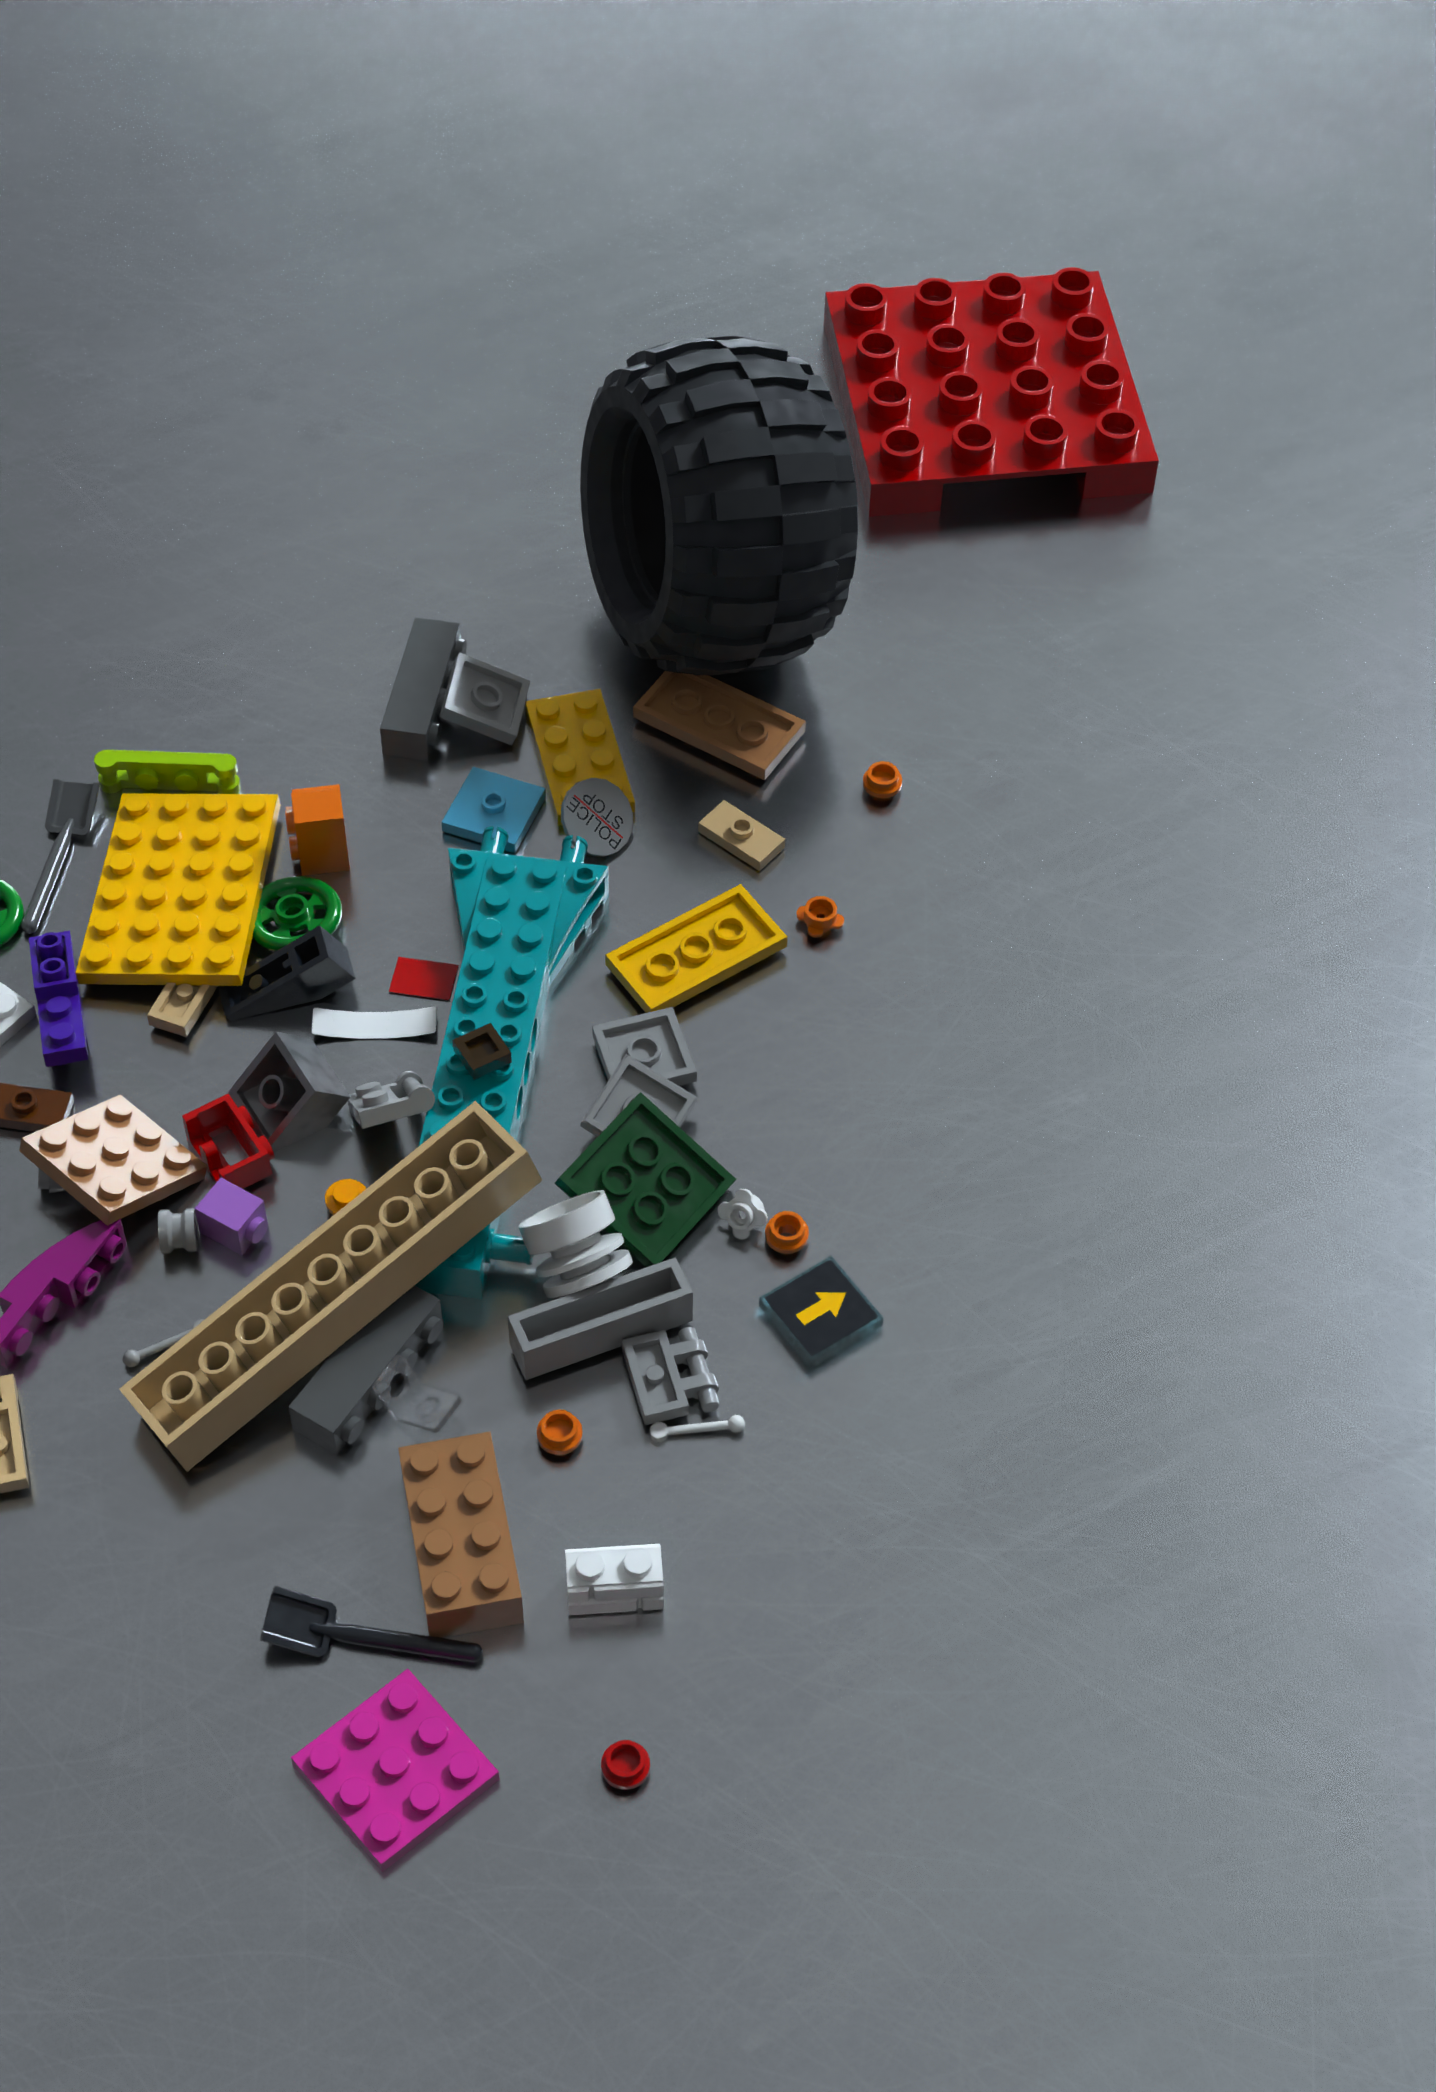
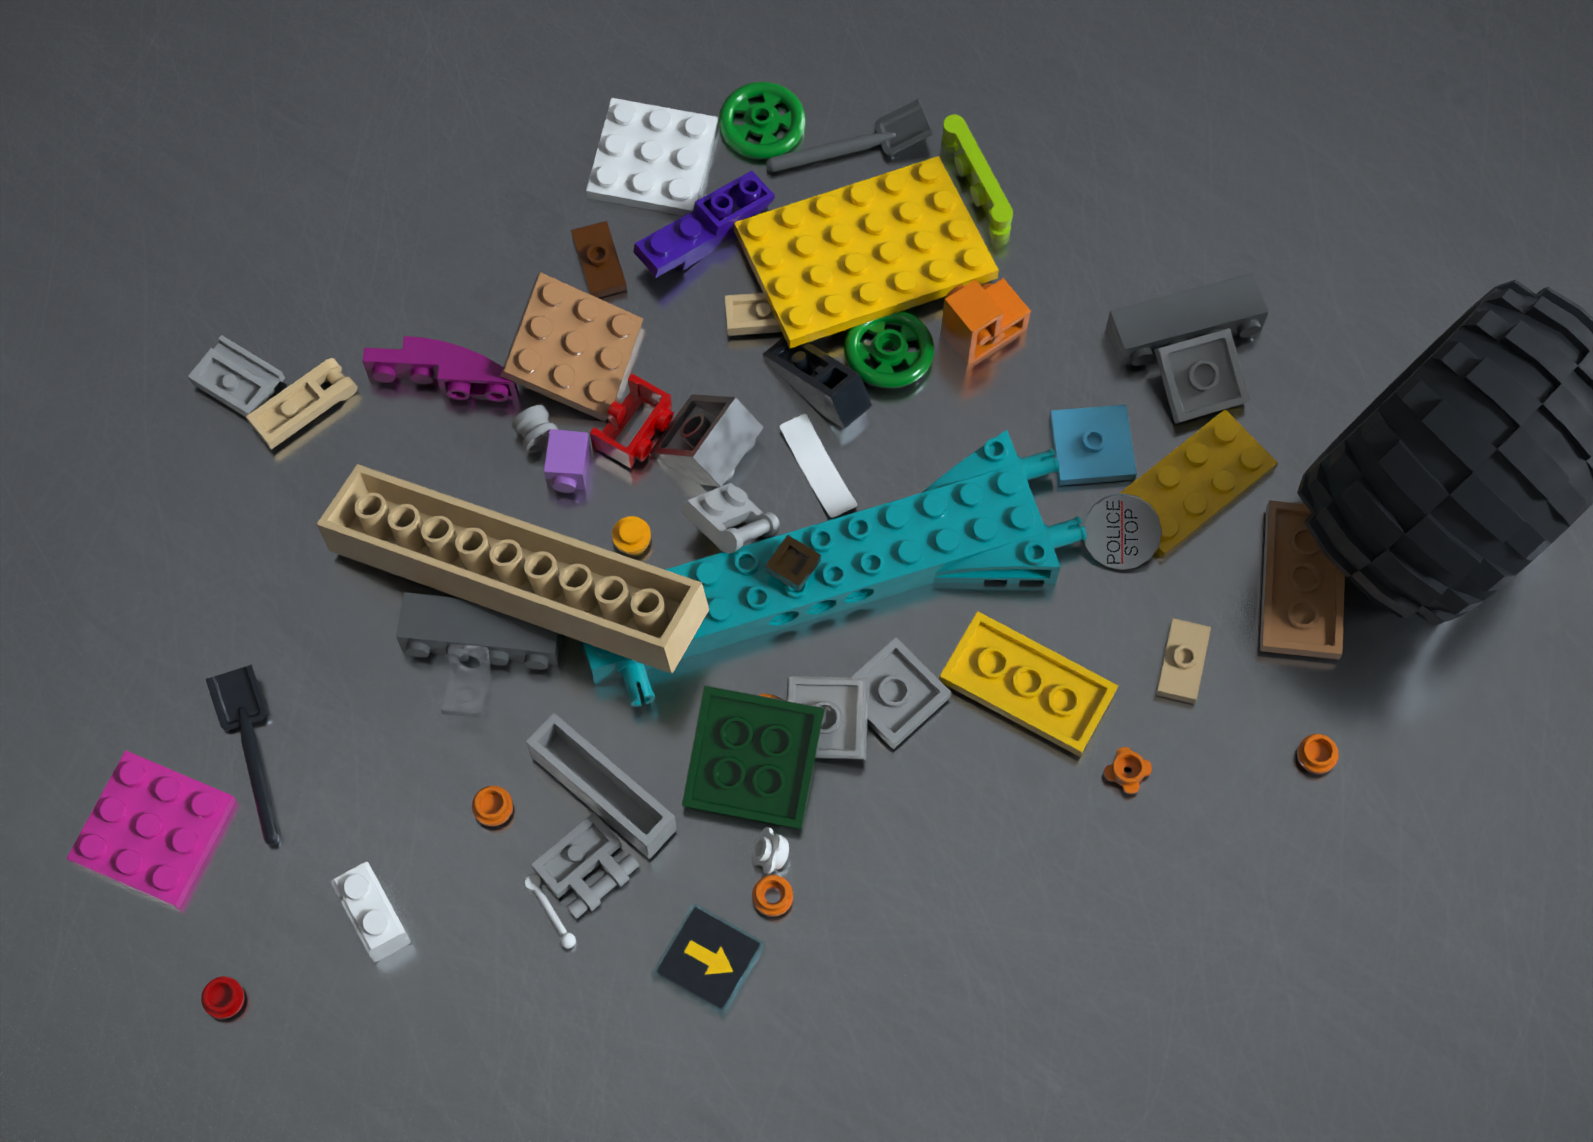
camera: 65 degrees right, 15 degrees up
(132, 1357) = (464, 493): light grey hinge -> none
(423, 978) = (885, 478): red sticker -> none
(461, 1535) = (359, 776): medium nougat brick -> none
(577, 1248) = (649, 730): white wheel -> none

